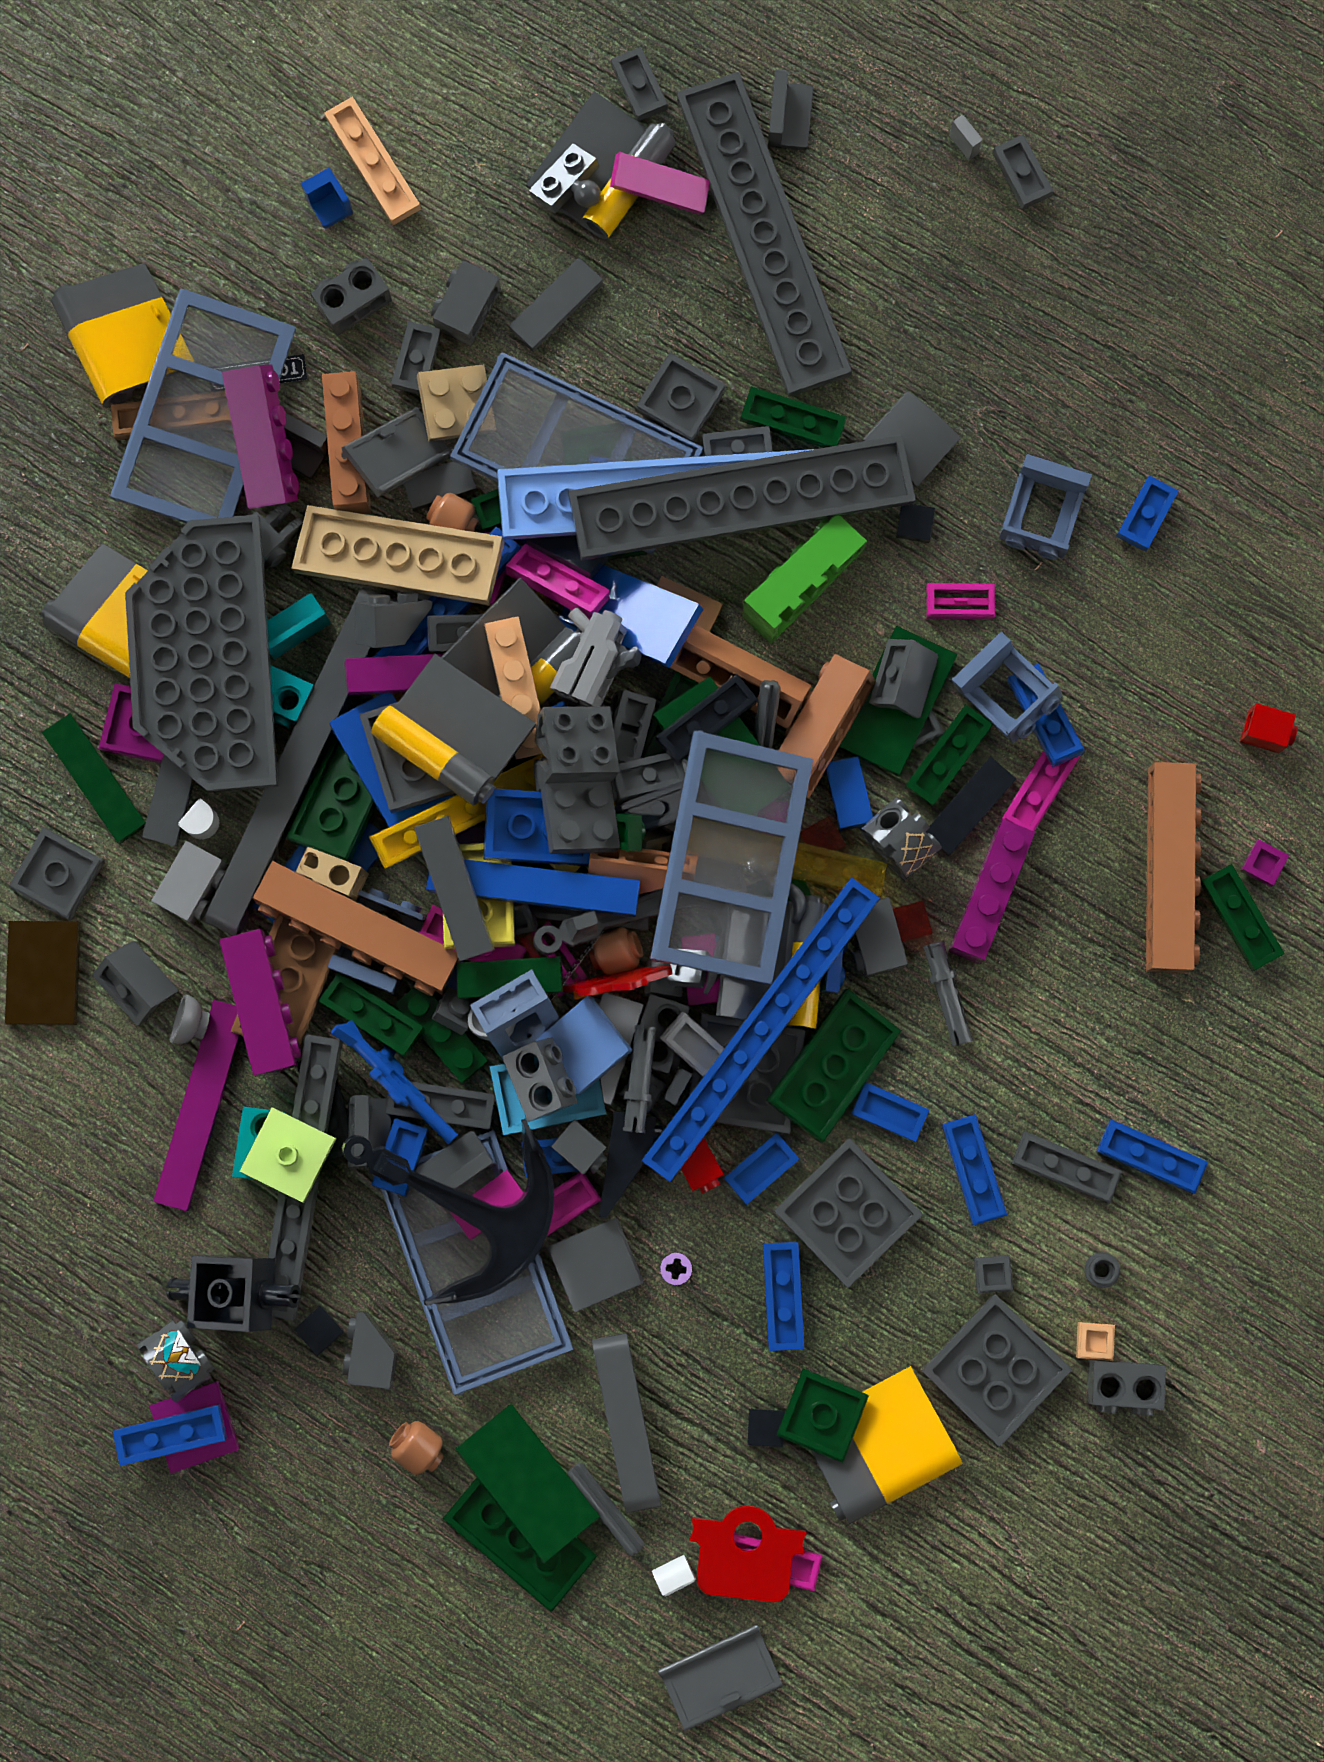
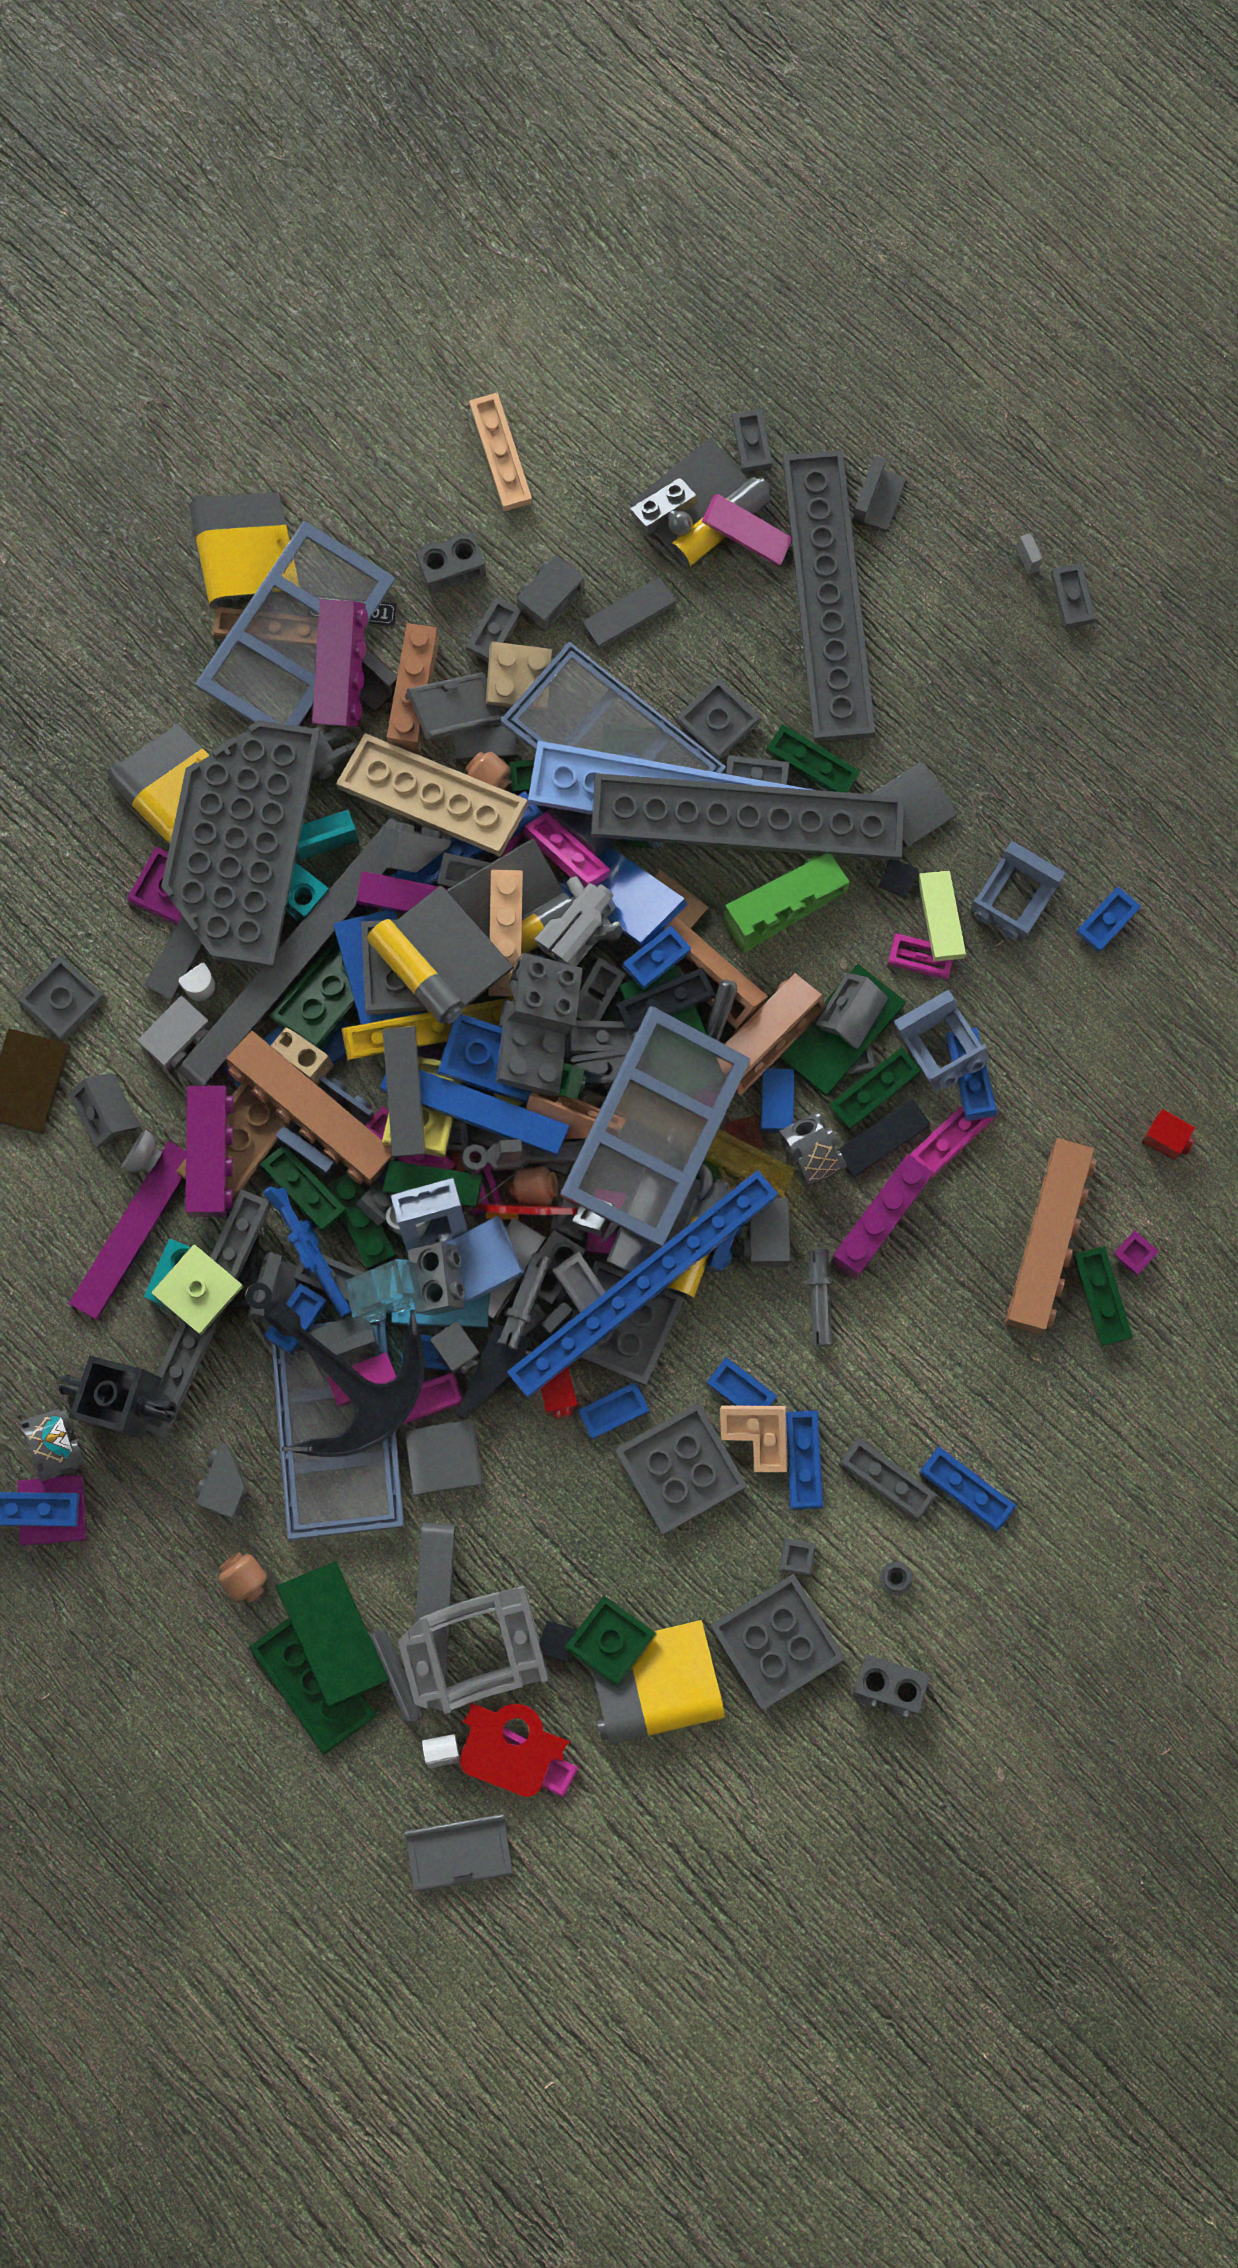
camera: 15 degrees right, 5 degrees down
(94, 778) = (116, 924): dark green tile -> none
(319, 1330) = (184, 1453): black tile -> none
(327, 198) = (452, 474): blue panel -> none
(487, 1106) = (383, 1290): none -> clear light blue brick
(683, 1277) = (510, 1469): lavender bush -> none
(686, 675) = (656, 957): none -> blue plate
(728, 1439) = (519, 1637): none -> light grey wedge
(783, 1296) = (603, 1527): blue plate -> none
(833, 1065) = (701, 1335): dark green tile -> none
(912, 921) = (804, 1227): clear red tile -> none
(921, 1146) = (764, 1427): none -> light nougat plate
(971, 552) = (941, 916): none -> yellowish green tile
(1095, 1341) = (874, 1639): light nougat tile -> none

